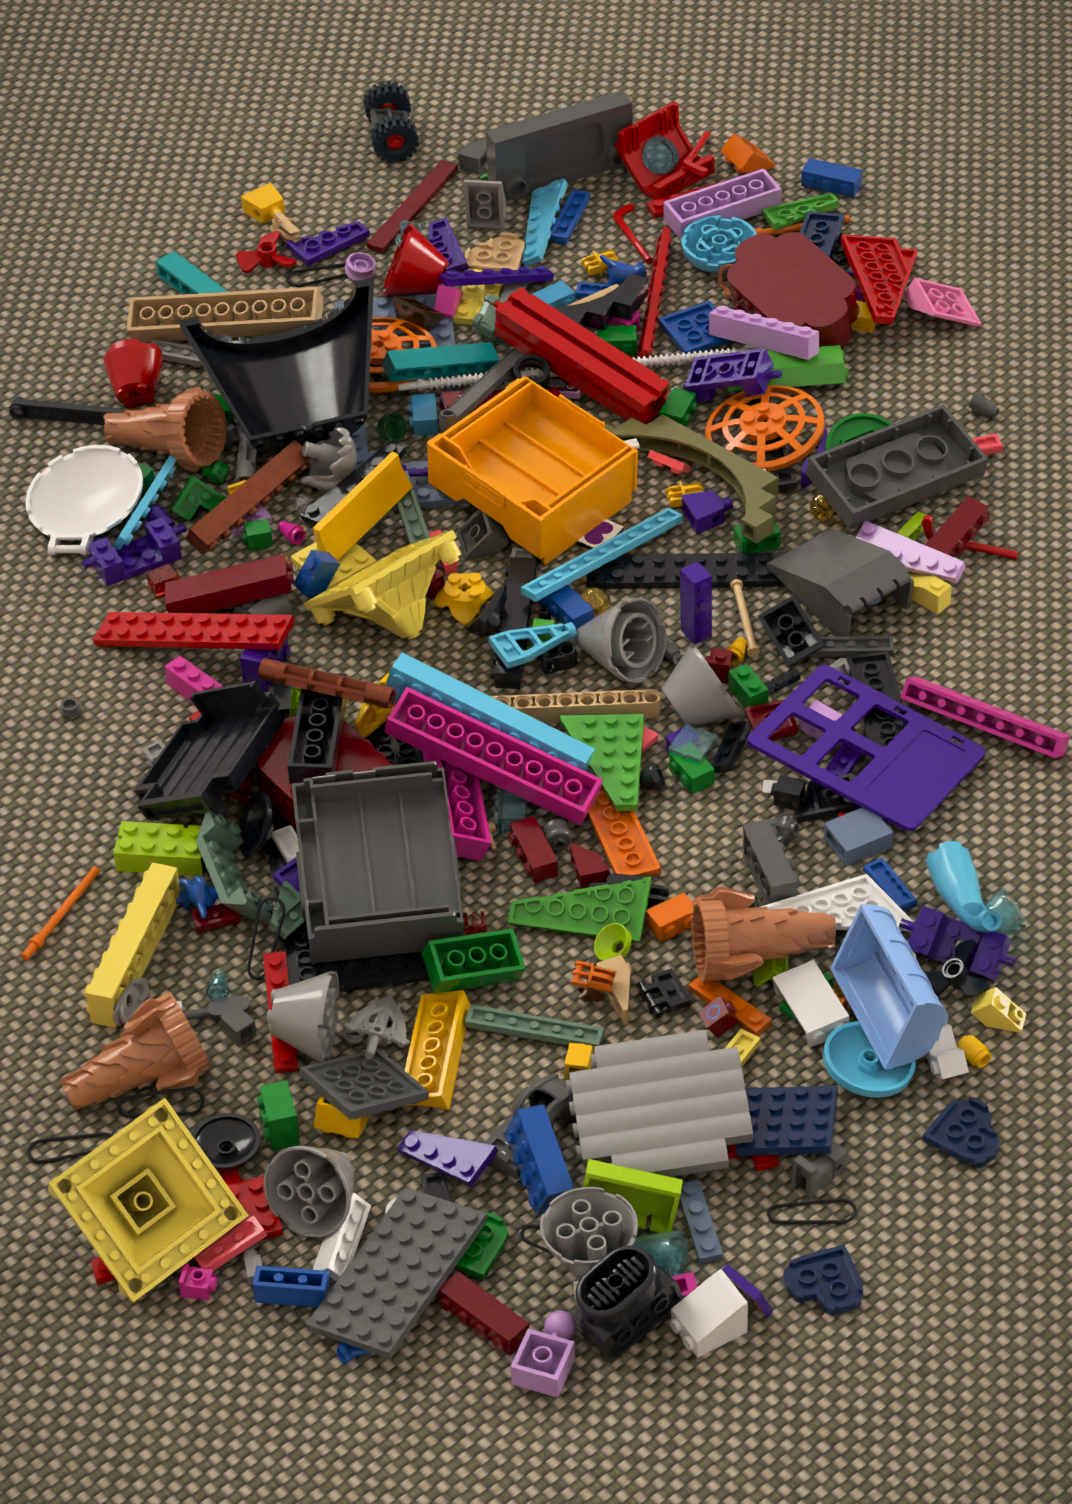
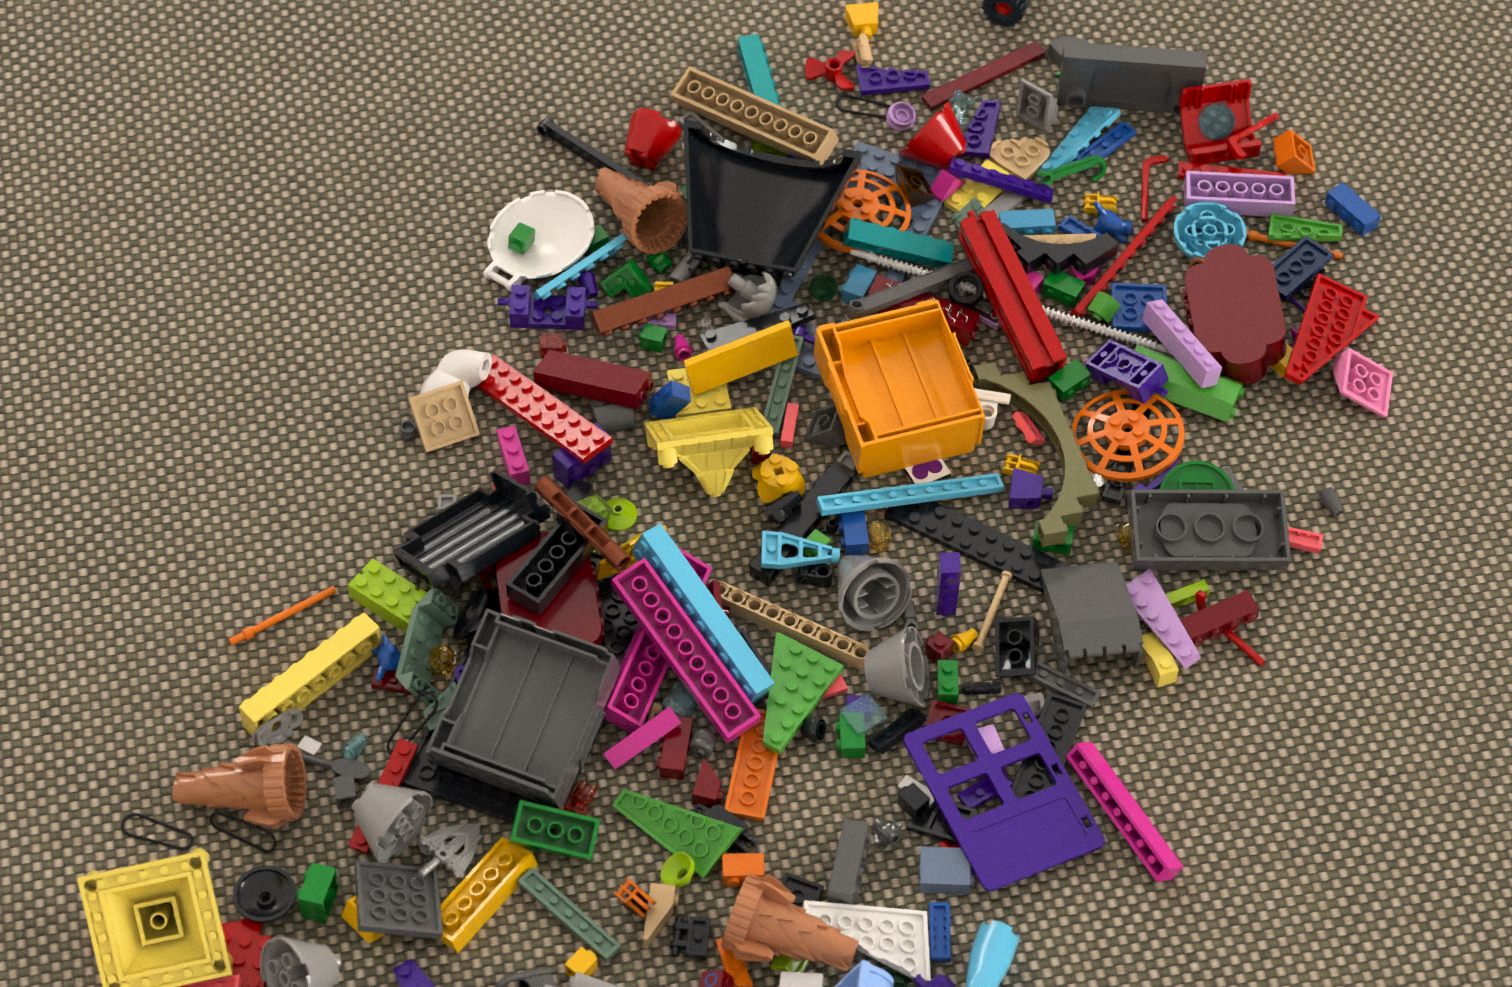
camera: 25 degrees right, 10 degrees up
(66, 505) = (521, 238): none -> green brick
(87, 644) = (460, 365): none -> white piece
(102, 677) = (443, 416): none -> tan plate
(254, 874) = (443, 658): none -> clear yellow head
(498, 852) = (642, 737): none -> dark pink tile
(556, 241) = (1074, 167): none -> green piece
(667, 338) = (1103, 307): none -> bright green brick

